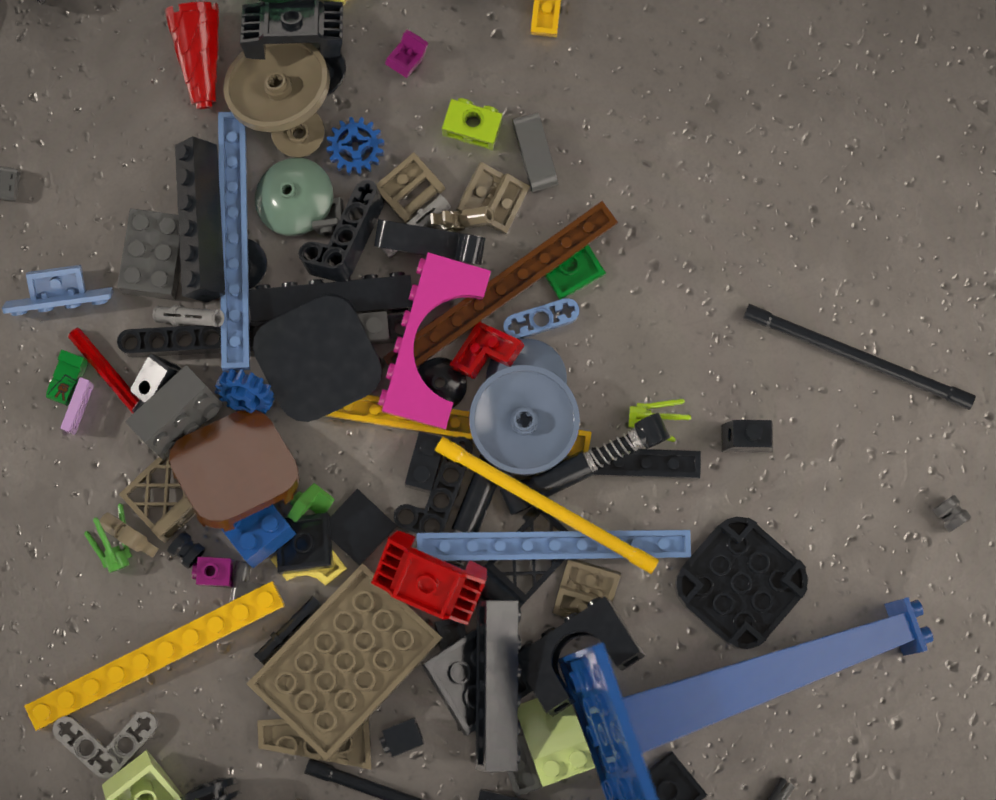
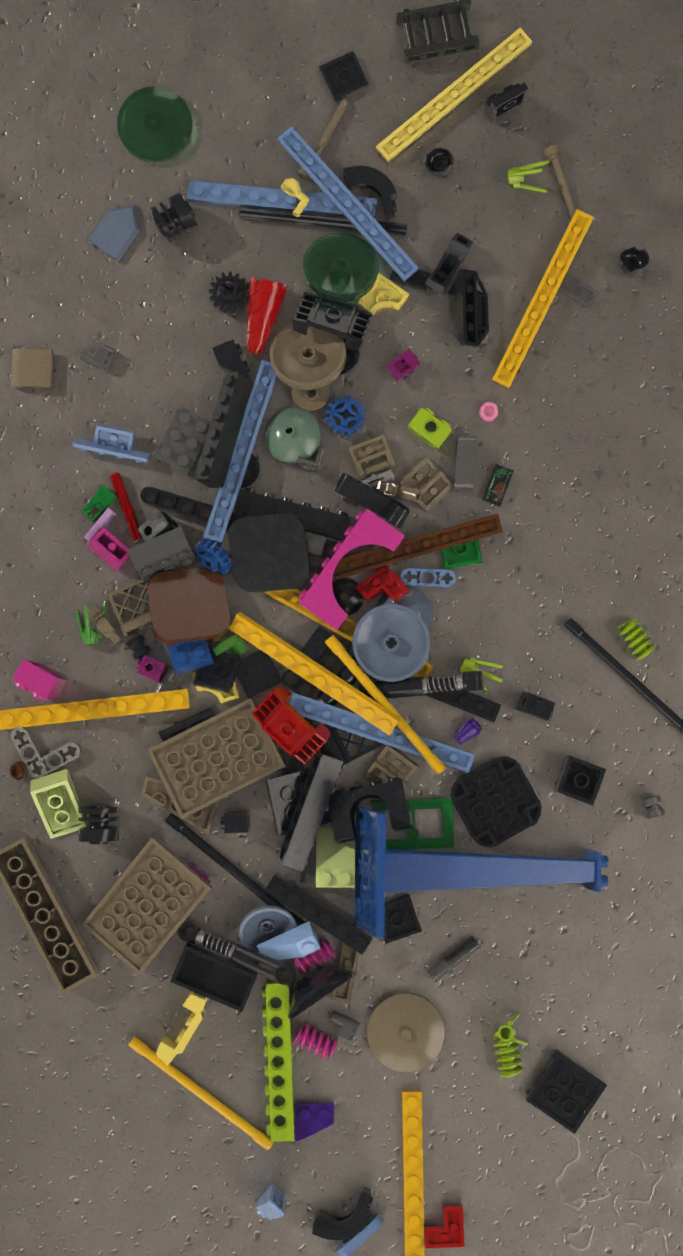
camera: 25 degrees right, 5 degrees up
(65, 642) = (38, 679): none -> dark pink brick
(80, 777) = (18, 770): none -> reddish brown plate
(101, 432) = (109, 549): none -> dark pink brick
(147, 30) = (234, 287): none -> black gear
(167, 315) = (180, 485): light grey pin -> none
(173, 125) = (229, 358): none -> black slope
(348, 238) = (338, 458): black beam -> none
(436, 497) = (314, 673): none -> yellow plate
(541, 76) = (488, 411): none -> bright pink tile
(588, 166) = (497, 485): none -> black tile
(668, 647) = (431, 823): none -> green door
(670, 502) = (468, 731): none -> dark purple cone
(842, 512) = (580, 780): none -> black brick
(846, 299) = (637, 638): none -> lime piece

